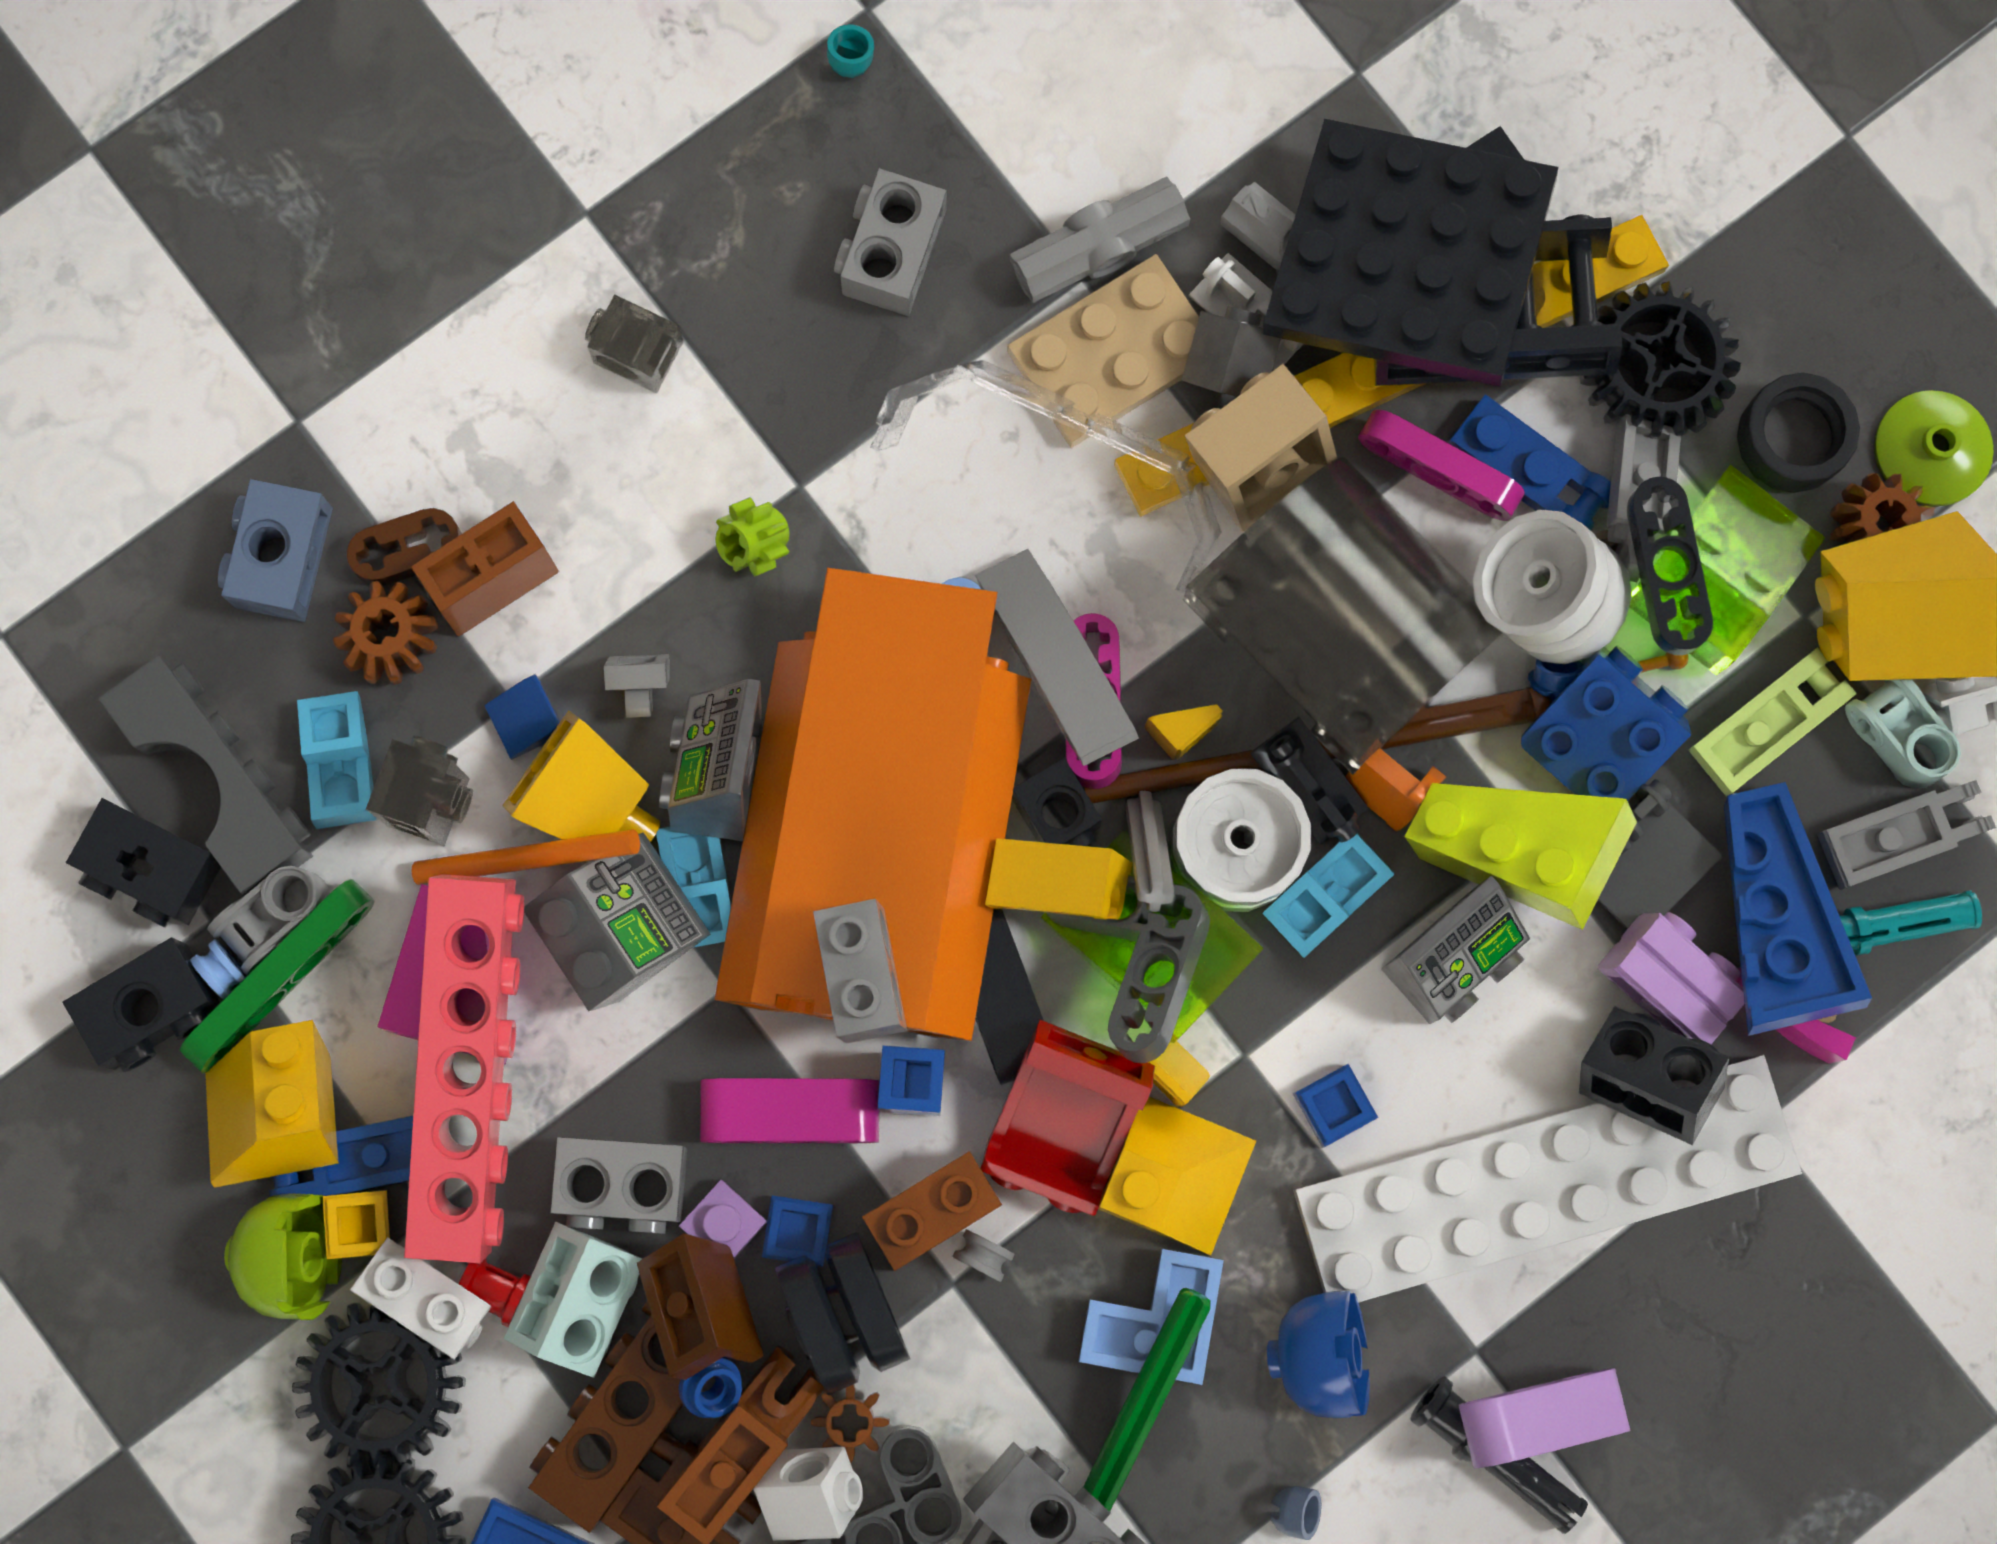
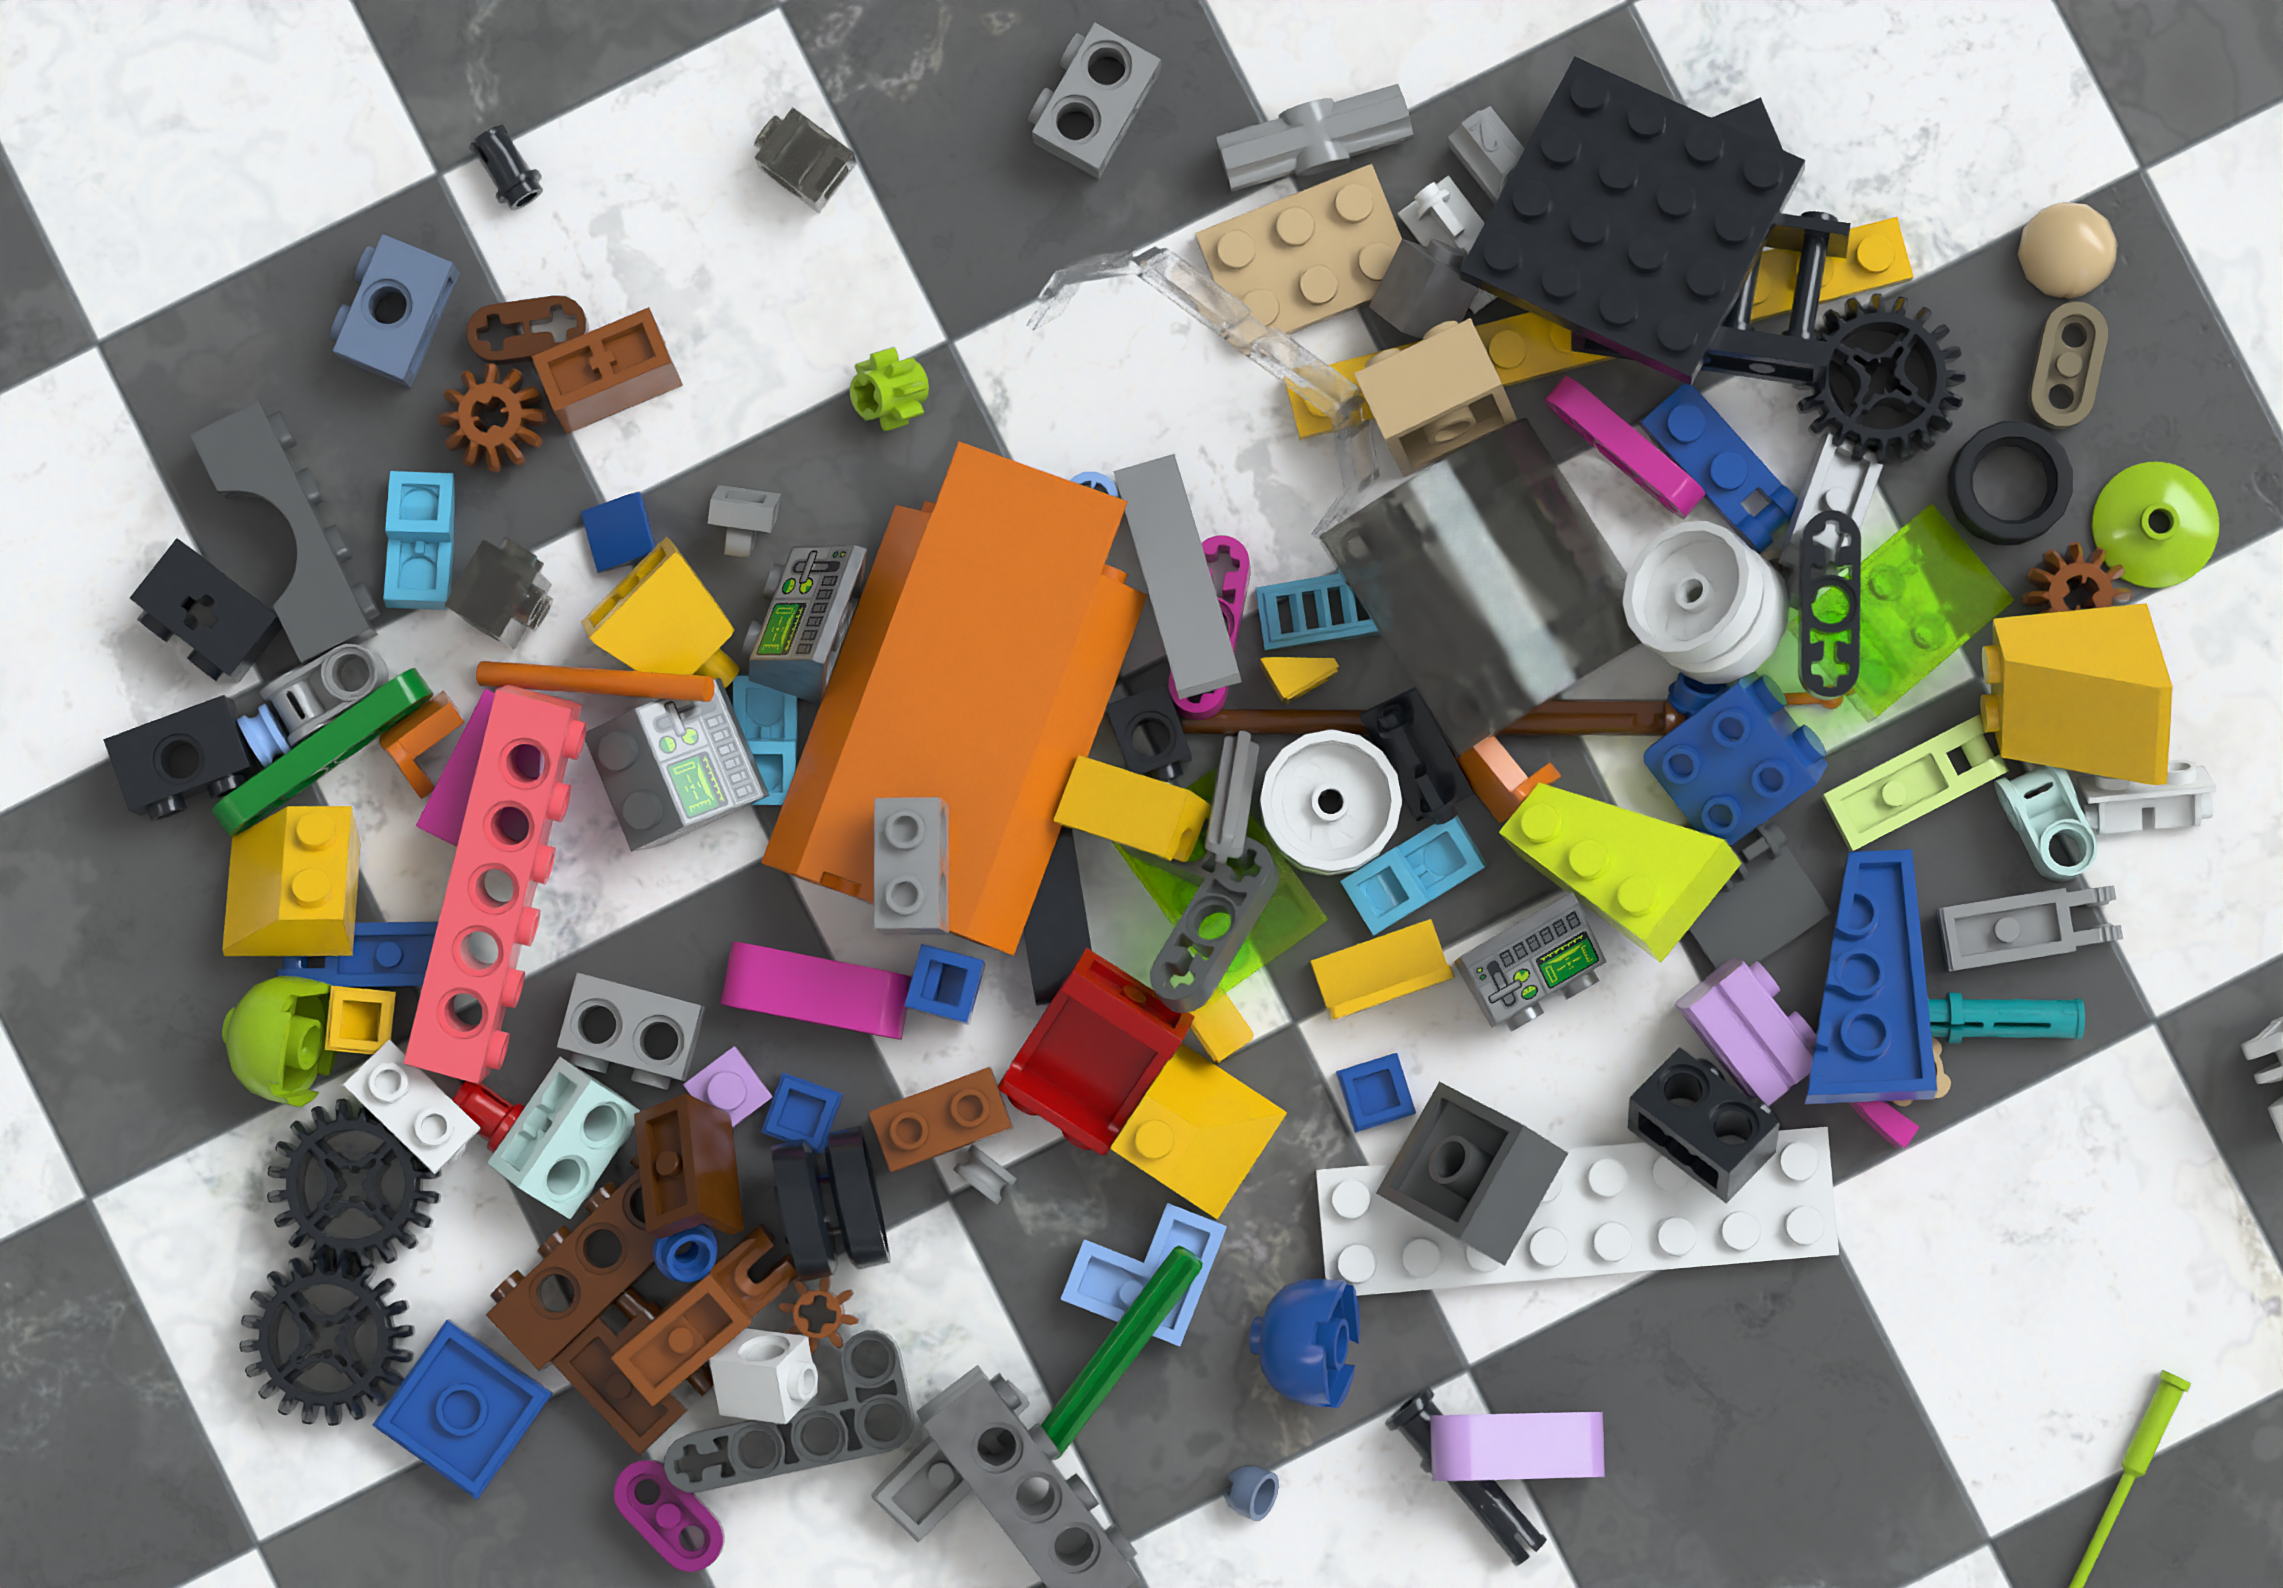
camera: 20 degrees right, 5 degrees up
(365, 941) = (417, 734): none -> orange tile
(367, 411) = (507, 168): none -> black pin
(1202, 685) = (1319, 586): none -> medium azure slope
(1317, 989) = (1381, 970): none -> yellow panel
(1448, 1163) = (1472, 1173): none -> dark grey slope
(1801, 216) = (2067, 250): none -> tan hair
(1826, 321) = (2068, 367): none -> dark tan plate

